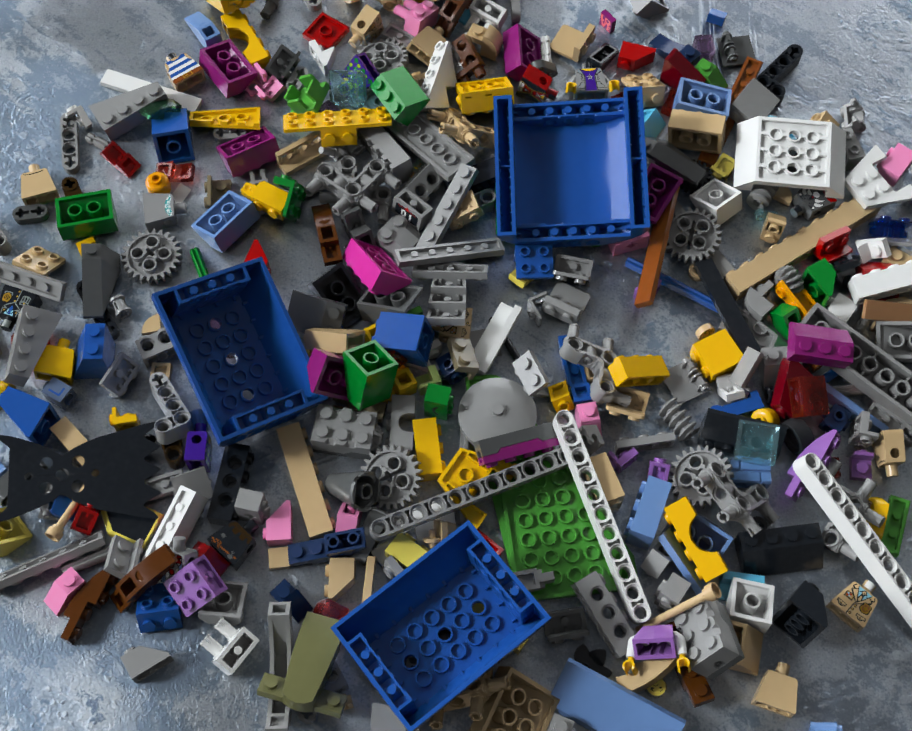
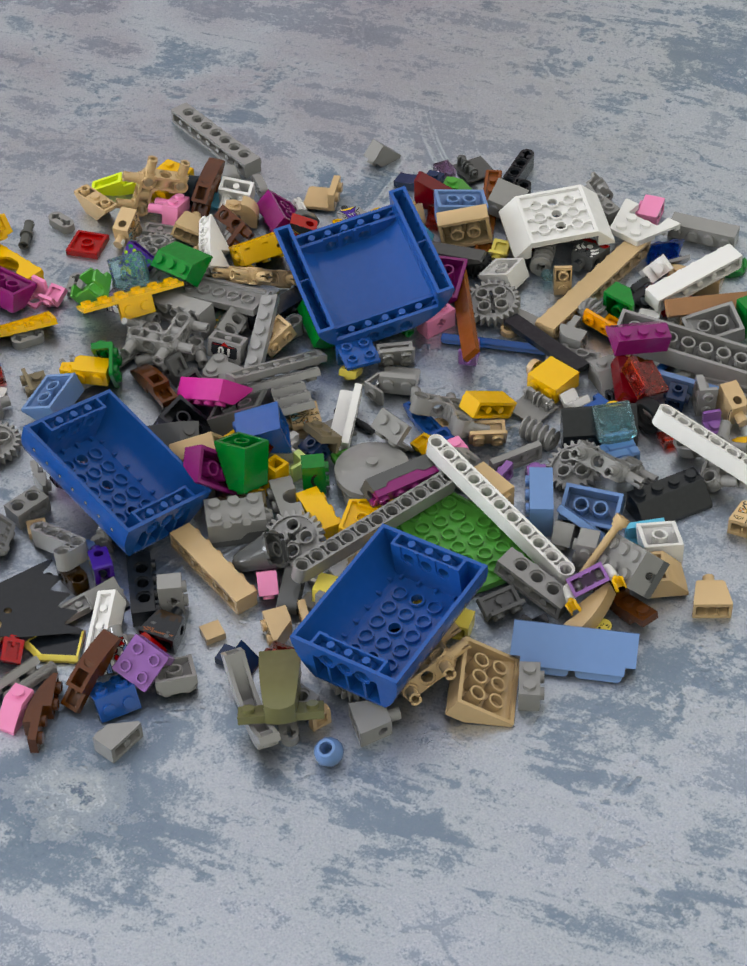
camera: 15 degrees left, 20 degrees down
(122, 556) = (60, 665): light grey bracket -> none
(123, 422) = (10, 570): yellow bracket -> none
(151, 325) = (12, 492): tan tile -> none
(232, 654) = (201, 703): white brick -> none
(248, 151) = (53, 344): magenta slope -> none
(280, 526) = (204, 606): bright pink slope -> none
(282, 63) = (57, 272): dark grey bracket -> none
(302, 157) = (110, 331): tan fence -> none
(323, 57) = (91, 260): white slope -> none
(331, 546) = (263, 598): dark blue slope -> none
(600, 58) = (356, 199): black slope -> none
(607, 21) = (349, 174): tile -> none
(635, 56) = (380, 192): red slope -> none
(708, 563) = (571, 487): yellow arch -> none
(716, 17) = (446, 150): blue slope -> none
(747, 367) = (583, 376): light grey hinge -> none
(782, 316) = (599, 341): green slope -> none
(783, 196) = (561, 258): tan tile -> none
(802, 614) = (706, 526): black slope -> none
(823, 449) = (663, 442): medium lavender slope -> none
(833, 245) = (621, 274): red bracket -> none

